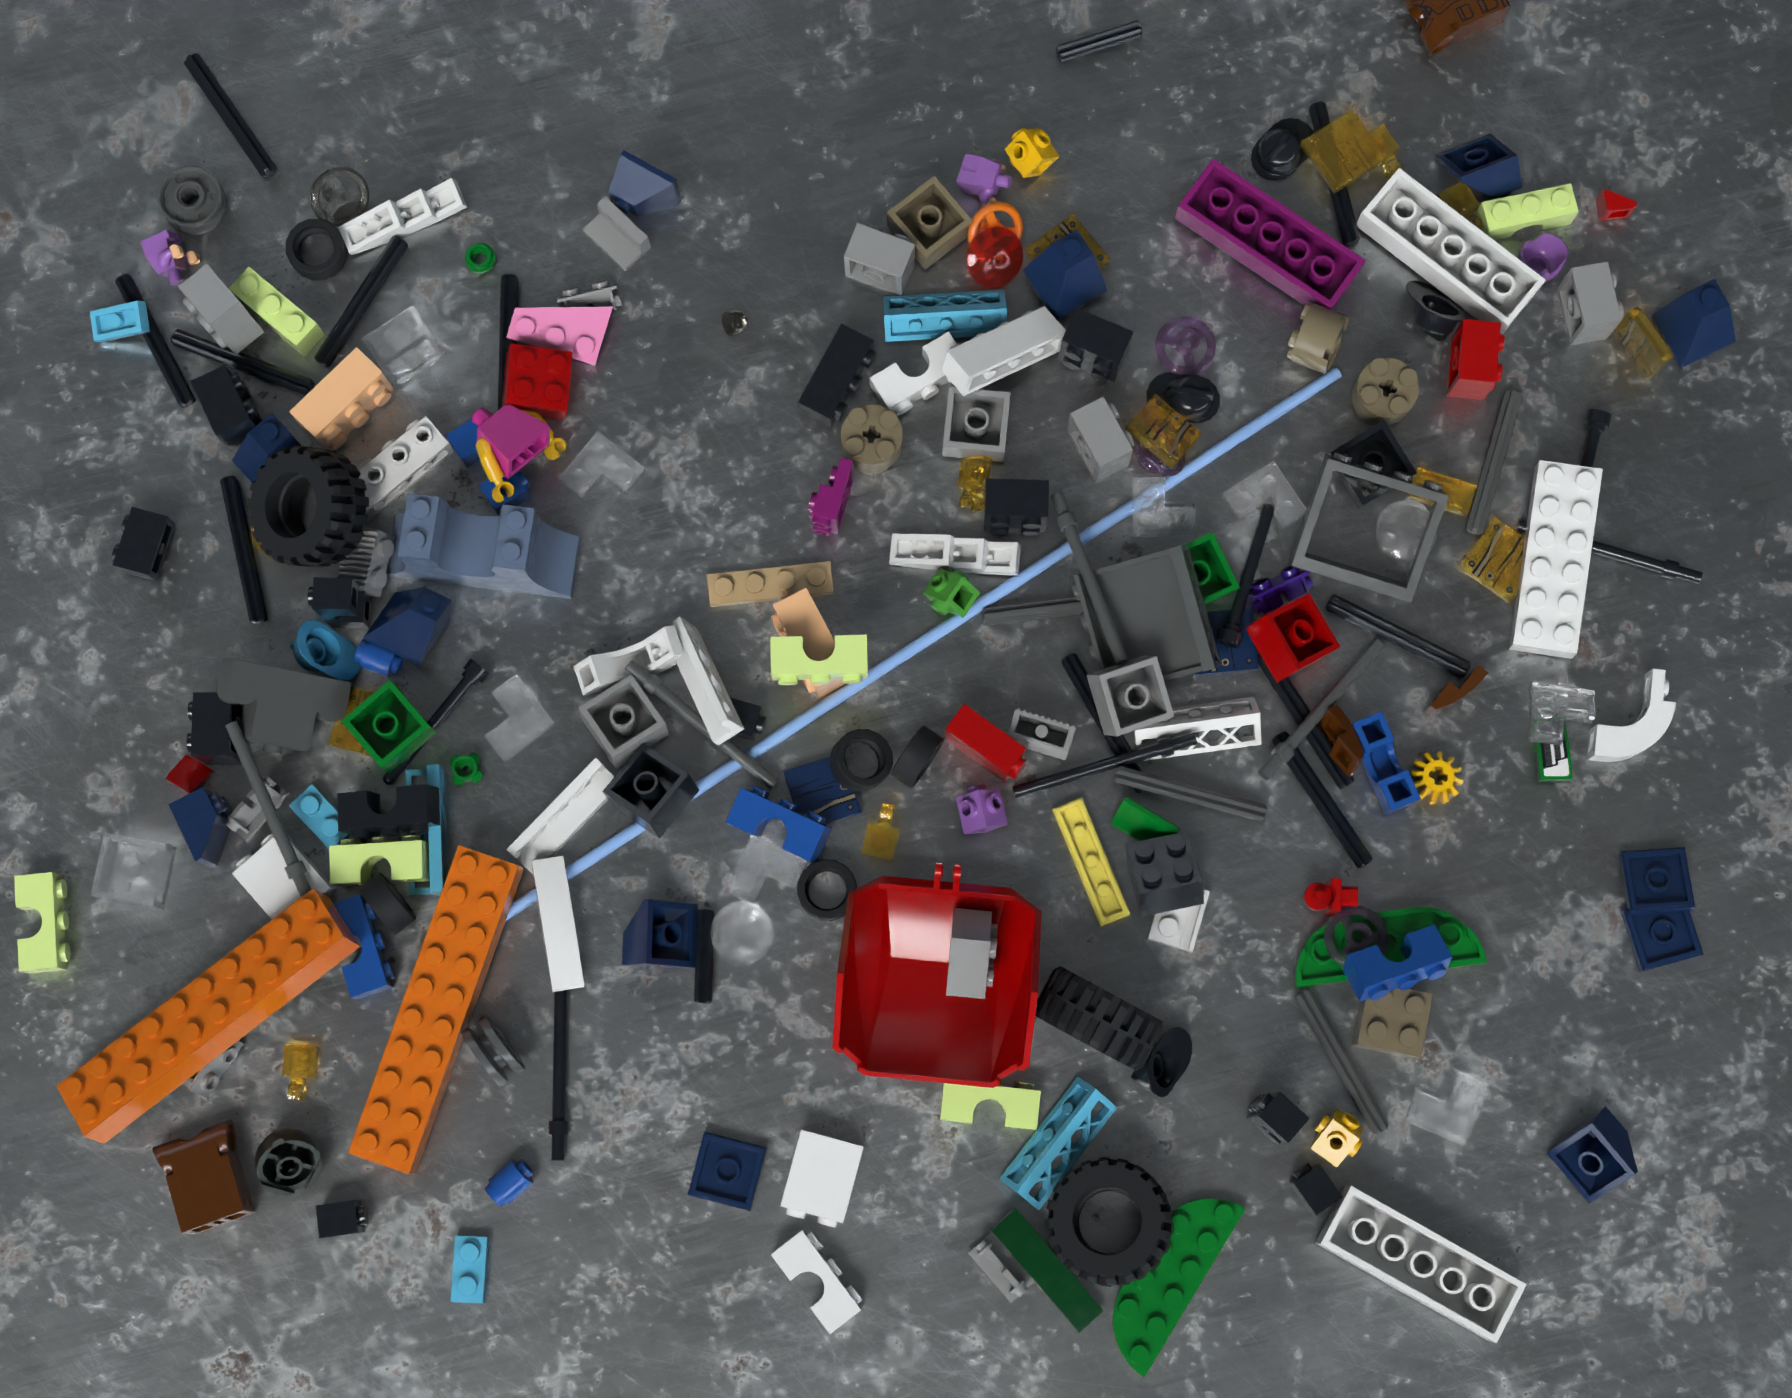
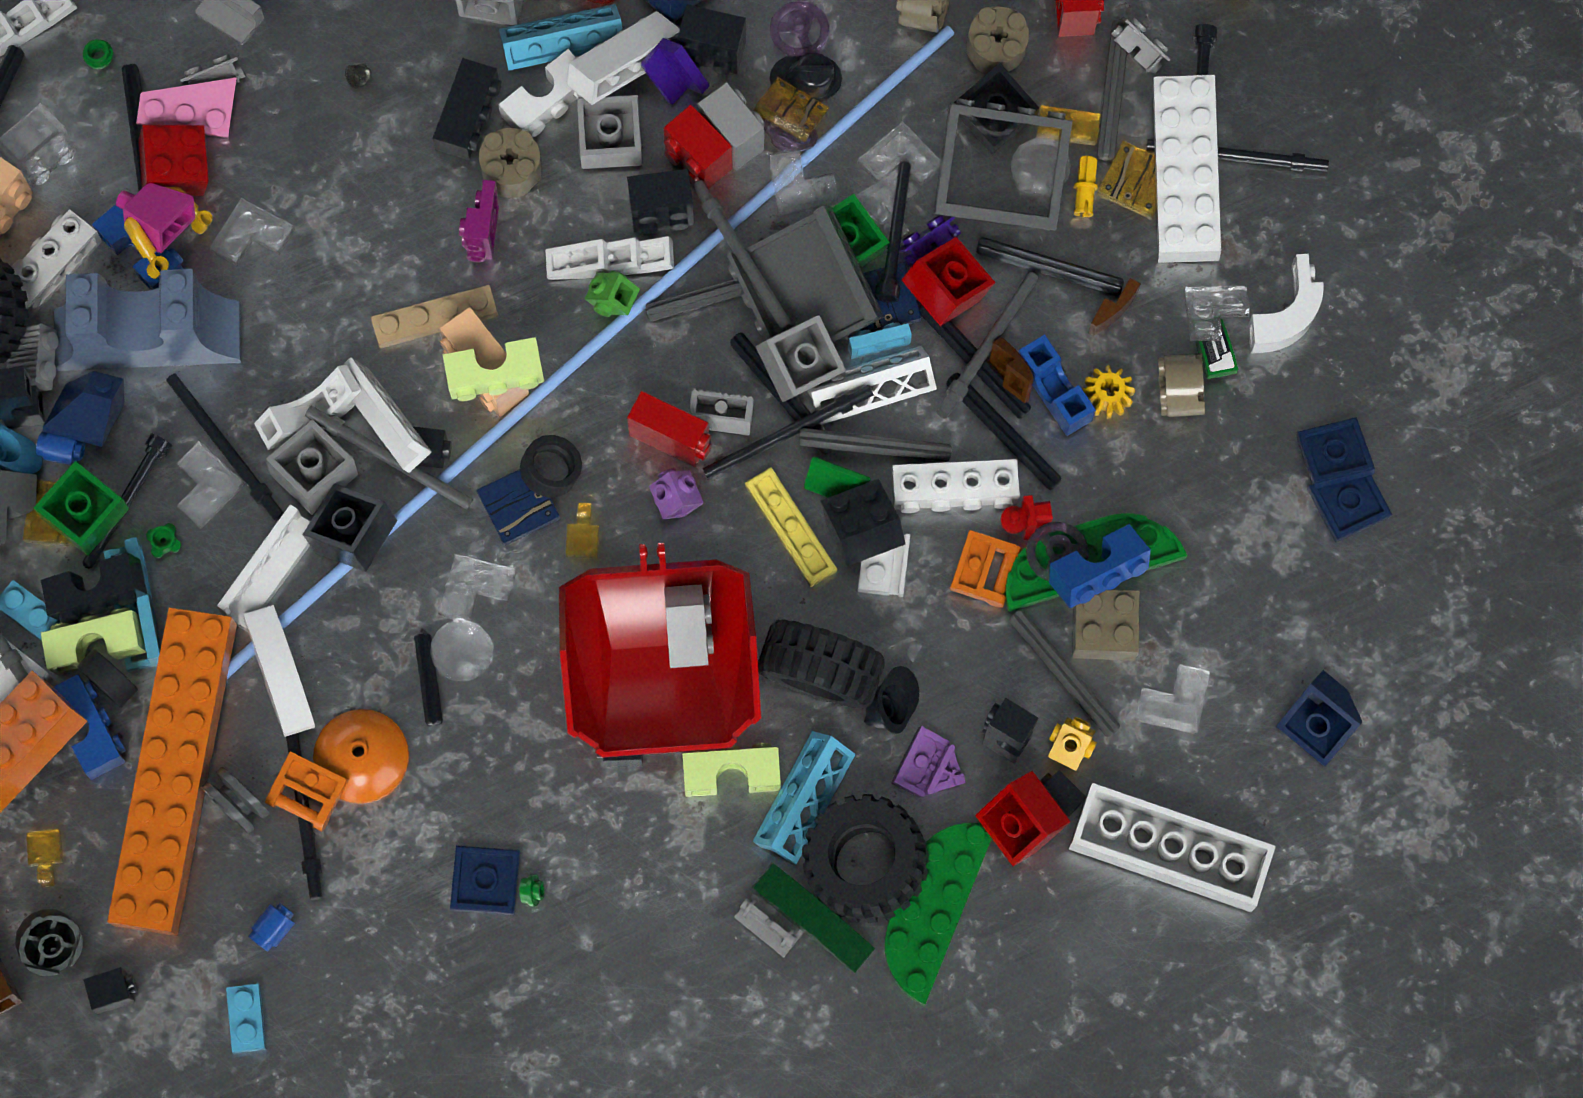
camera: 15 degrees left, 5 degrees down
(568, 736) = (259, 491): none -> black bar
(572, 1044) = (311, 781): none -> orange plate
(648, 1025) = (384, 756): none -> orange dish
(661, 935) = (382, 665): dark blue slope -> none
(755, 810) = (455, 531): blue arch -> none
(771, 1191) = (531, 890): none -> green plate
(803, 1255) = (571, 946): white arch -> none
(804, 881) = (519, 580): black tyre -> none
(821, 1178) = (579, 868): white brick -> none
(917, 756) = (604, 452): black tyre -> none
(972, 479) = (614, 186): clear yellow plate -> none
(1050, 371) = (673, 71): none -> dark purple panel
(1062, 456) = (697, 147): none -> red brick
(1188, 1132) = (928, 765): none -> medium lavender slope
(1225, 683) = (868, 342): none -> medium azure plate
(1264, 848) = (955, 485): none -> white brick
(1270, 935) = (975, 566): none -> orange plate
(1274, 1209) = (1022, 818): none -> red brick
(1448, 559) = (1085, 186): none -> yellow axle
(1514, 785) = (1181, 385): none -> dark tan brick
(1523, 410) = (1131, 36): none -> light grey hinge

